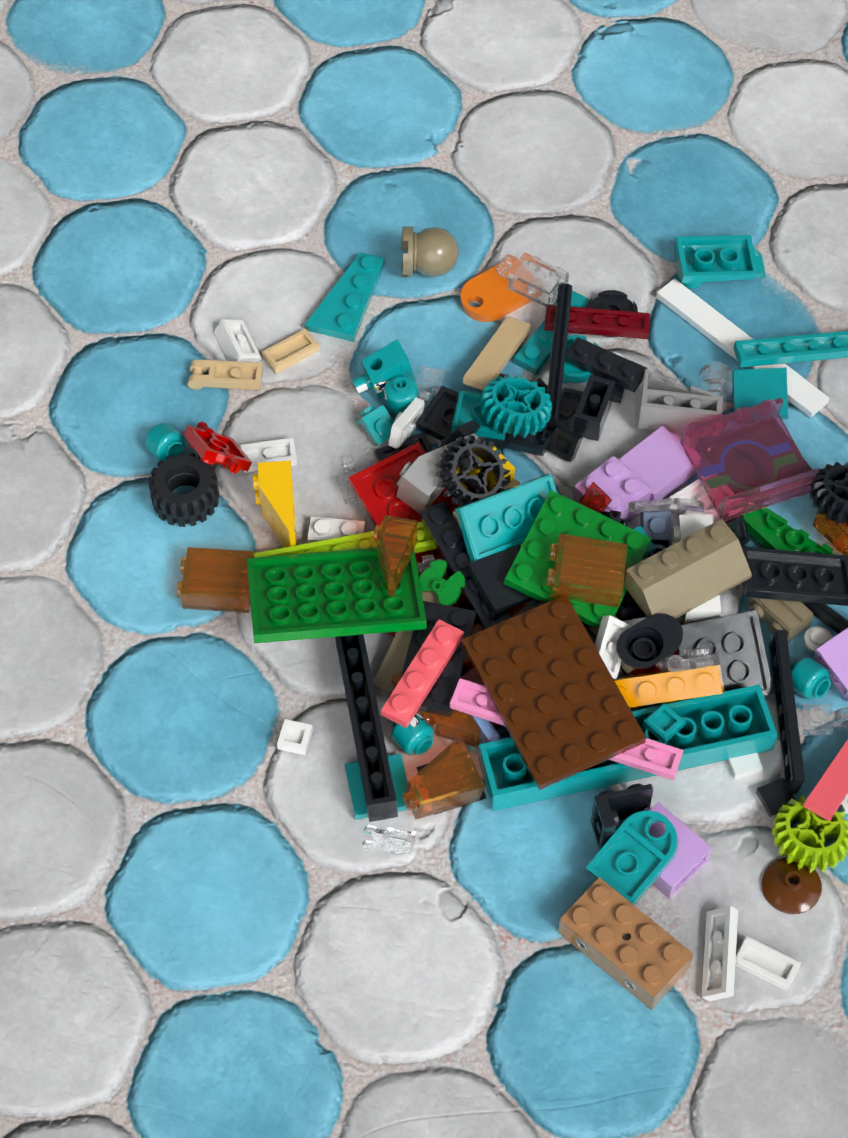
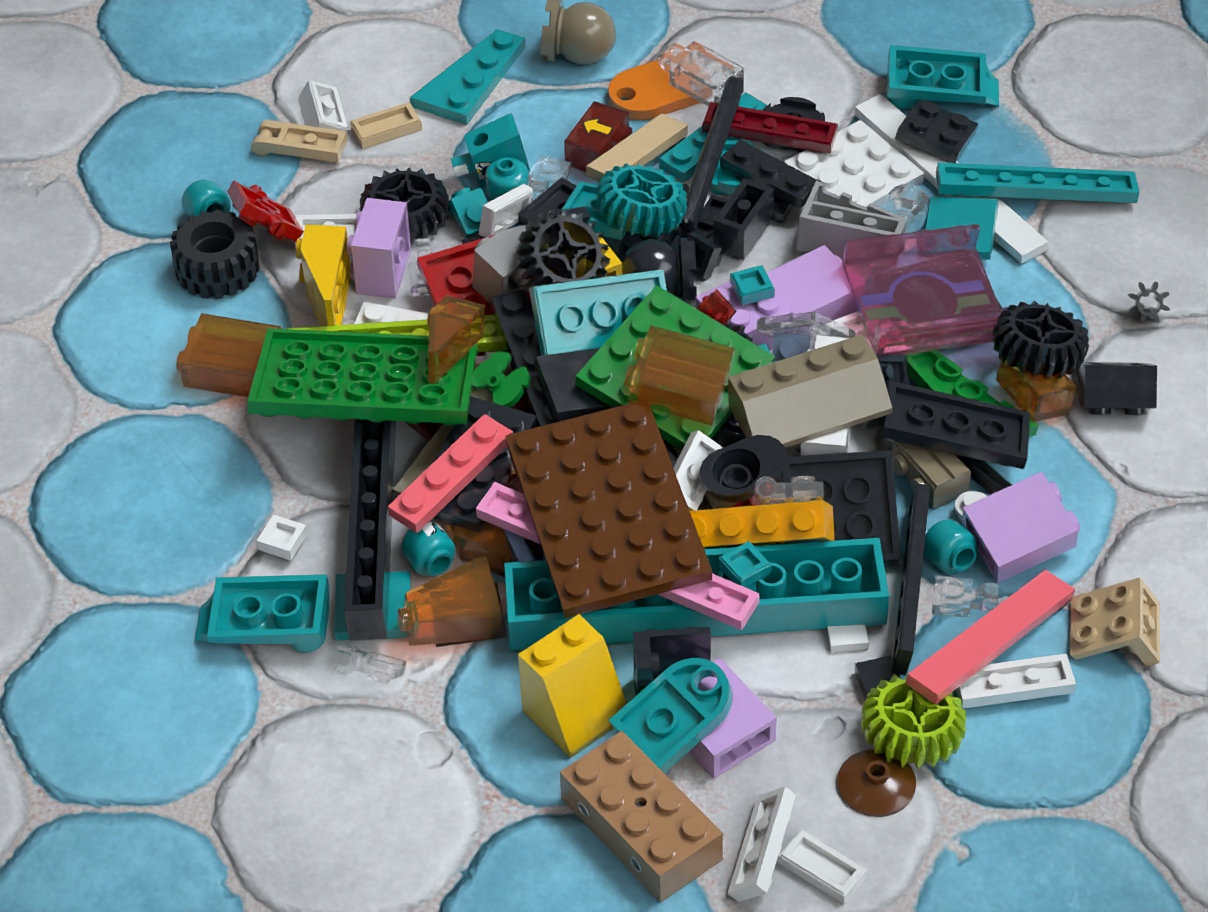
camera: 10 degrees right, 10 degrees down
(297, 806) = (267, 611): none -> teal slope
(315, 470) = (380, 247): none -> lavender brick
(340, 425) = (424, 195): none -> black gear
(462, 345) = (595, 134): none -> clear red brick
(538, 458) = (675, 262): none -> black tile
(552, 843) = (570, 685): none -> yellow slope
(617, 472) = (752, 285): none -> teal tile
(672, 347) = (859, 166): none -> white plate
(725, 308) = (936, 130): none -> black plate

